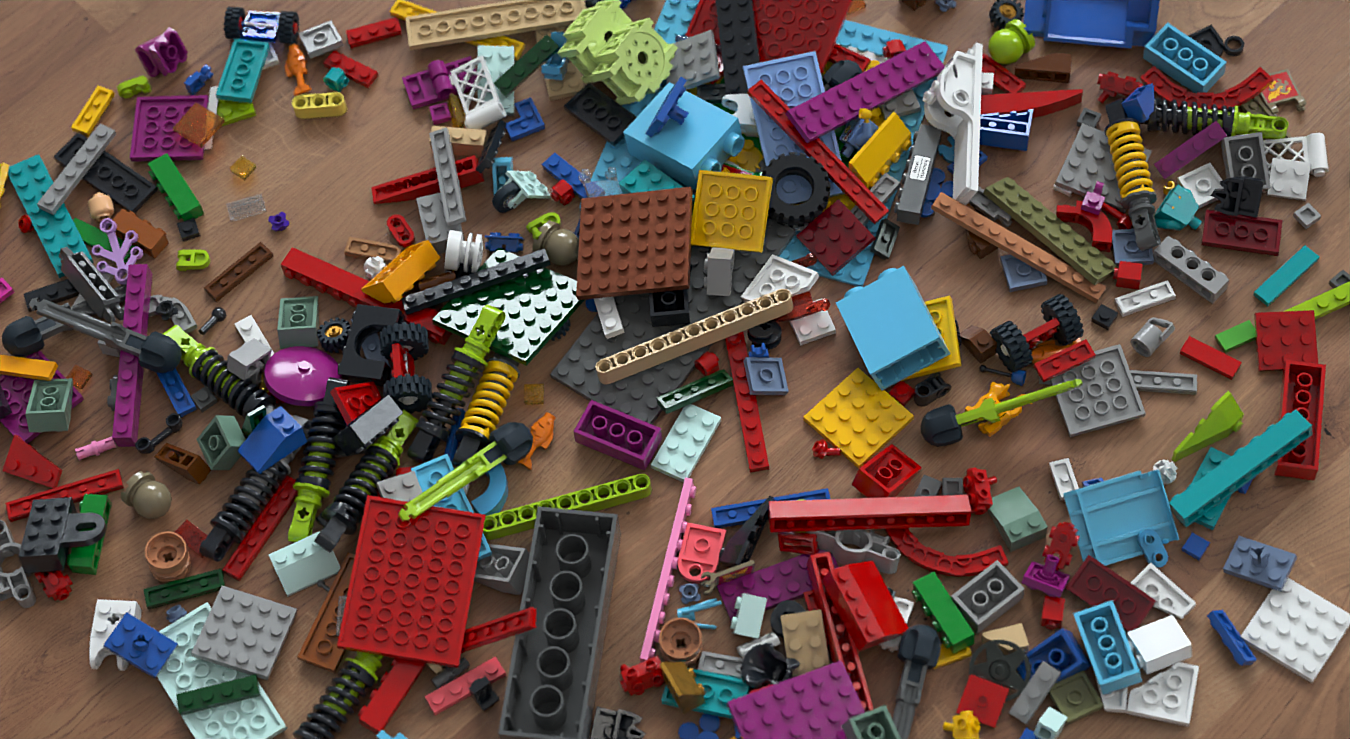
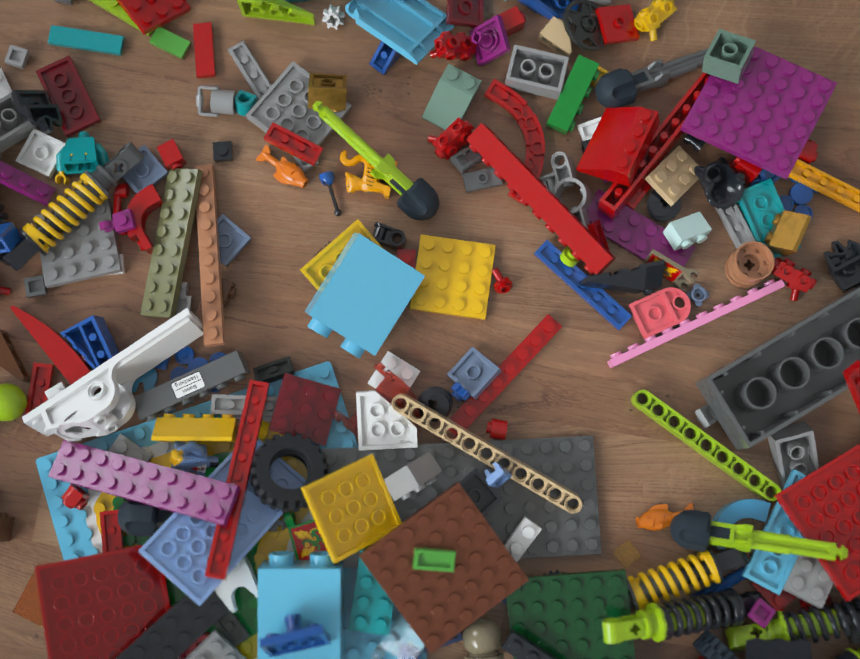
camera: 135 degrees left, 20 degrees up
(410, 443) = (761, 613): none -> magenta plate
(617, 435) = (616, 451): magenta brick -> none
(645, 233) = (434, 559): none -> bright green tile
(670, 323) = (498, 477): none -> medium blue tile
(686, 442) = (575, 395): light aqua plate -> none
(688, 612) = (718, 281): medium azure plant -> none
(695, 391) = (530, 419): dark green plate -> none
(769, 638) = (693, 205): white plate -> none
(886, 474) = (489, 217): red slope -> none
(978, 343) = (318, 230): reddish brown slope -> none
(1061, 322) = (261, 172): black plate -> none
(1063, 476) = (392, 86): white plate -> none
(1094, 417) = (328, 89): none -> pearl gold slope
(1135, 355) = (244, 102): none -> teal plate
(1145, 298) = (183, 132): white tile -> none
(1211, 289) = (132, 83): light grey brick -> none

